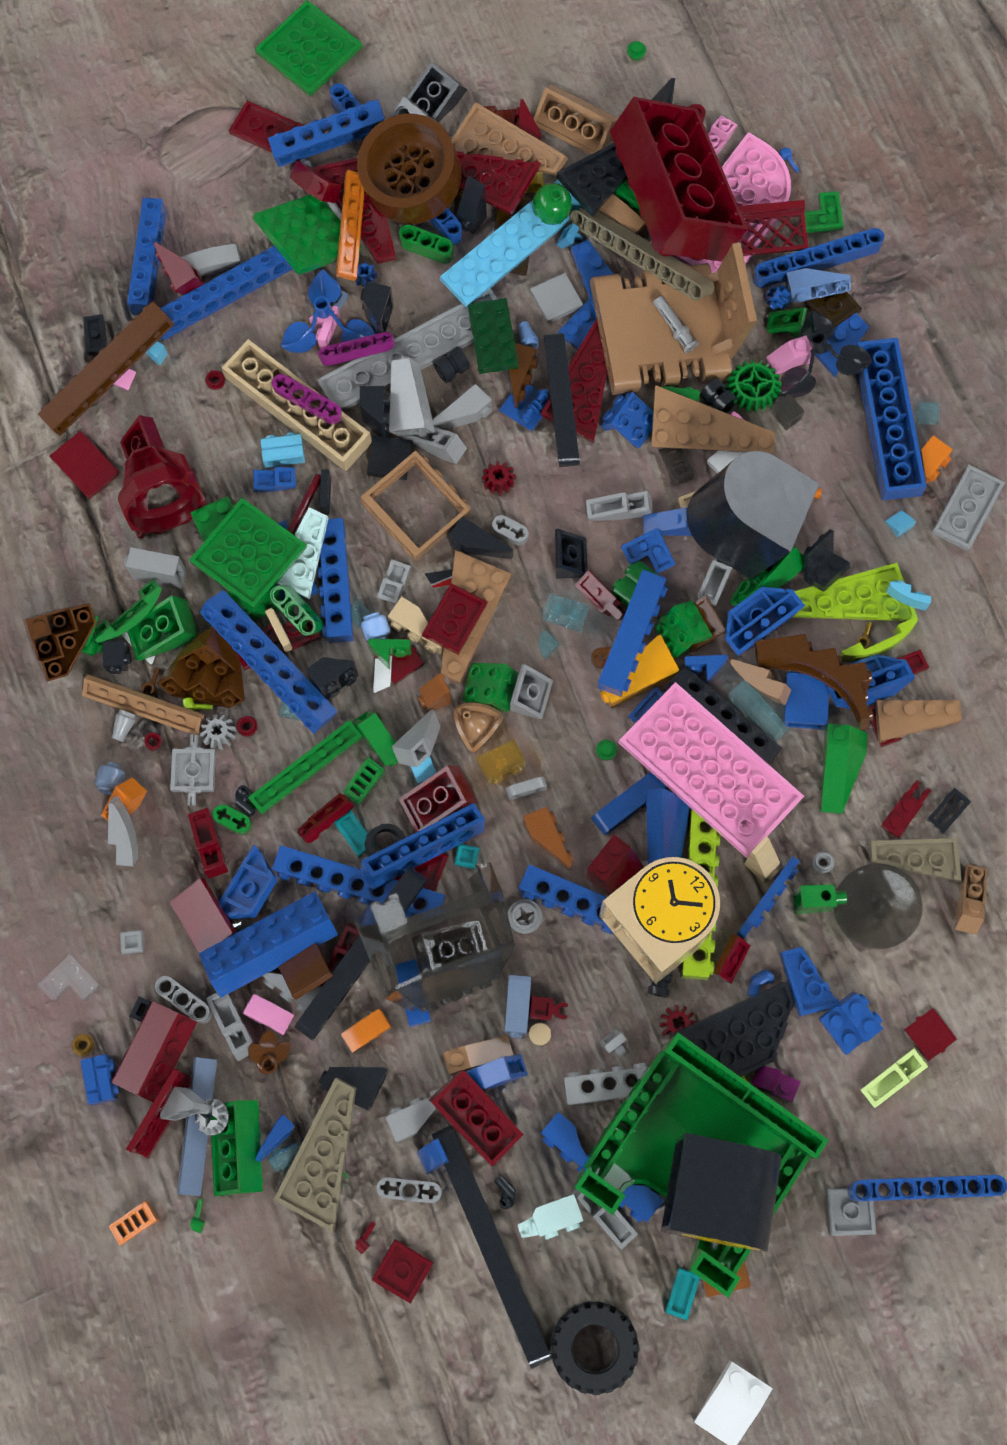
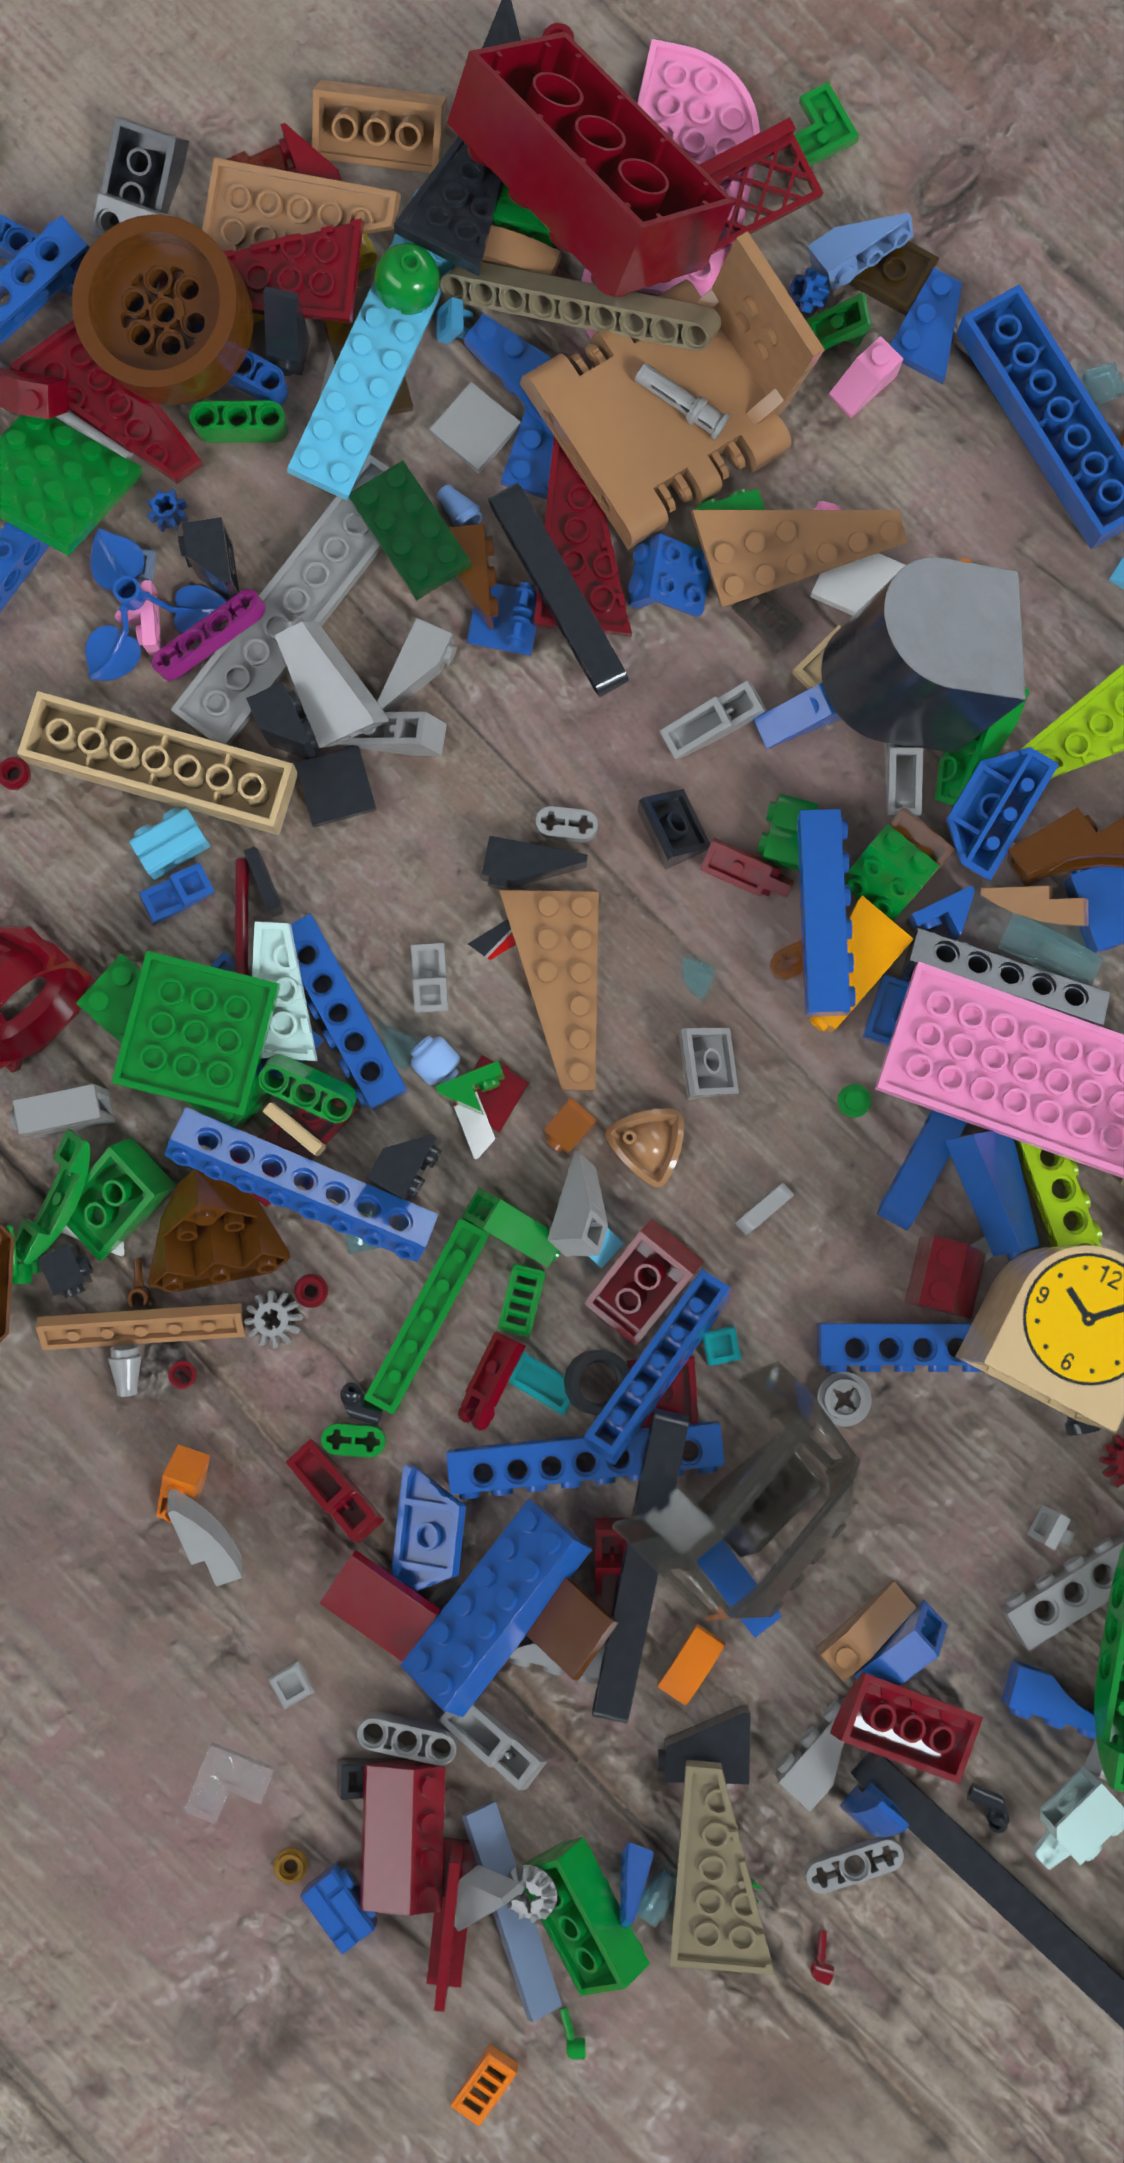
camera: 25 degrees left, 10 degrees up
(109, 777) = (144, 1459): sand blue head -> none
(188, 703) = (210, 1295): lime hand -> none
(193, 770) = (262, 1392): light grey plate -> none
(268, 1014) = (539, 1704): bright pink slope -> none
(268, 1049) = (566, 1760): reddish brown plate -> none
(308, 397) = (172, 753): magenta beam -> none
(350, 227) = (111, 441): orange tile -> none
(391, 527) = (421, 791): medium nougat window -> none
(402, 1271) = (894, 1981): dark red tile -> none
(410, 620) = (484, 1027): tan slope -> none
(454, 363) = (367, 597): black wheel -> none
(454, 619) = (549, 1000): dark red tile -> none
(490, 685) = (643, 1076): green bracket -> none
(498, 471) = (503, 746): dark red gear -> none
(501, 762) = (711, 1185): clear yellow brick -> none
(517, 1006) = (894, 1536): sand blue slope -> none
(540, 1034) = (939, 1560): tan tile -> none
(543, 832) = (819, 1264): dark orange slope -> none
(543, 1008) = (930, 1522): dark red plate -> none
(565, 612) = (708, 919): clear light blue brick -> none
(650, 545) = (787, 761): blue plate -> none
(716, 394) = (788, 486): black wheel -> none
(721, 132) = (610, 51): bright pink slope -> none
(768, 382) = (852, 433): green gear -> none
(786, 154) = (724, 52): blue hand -> none
(787, 411) = (897, 467): clear smoke brick -> none
(818, 331) = (966, 352): black plant -> none
(821, 564) = (1054, 686): black bracket -> none
(824, 251) = (851, 190): blue beam -> none

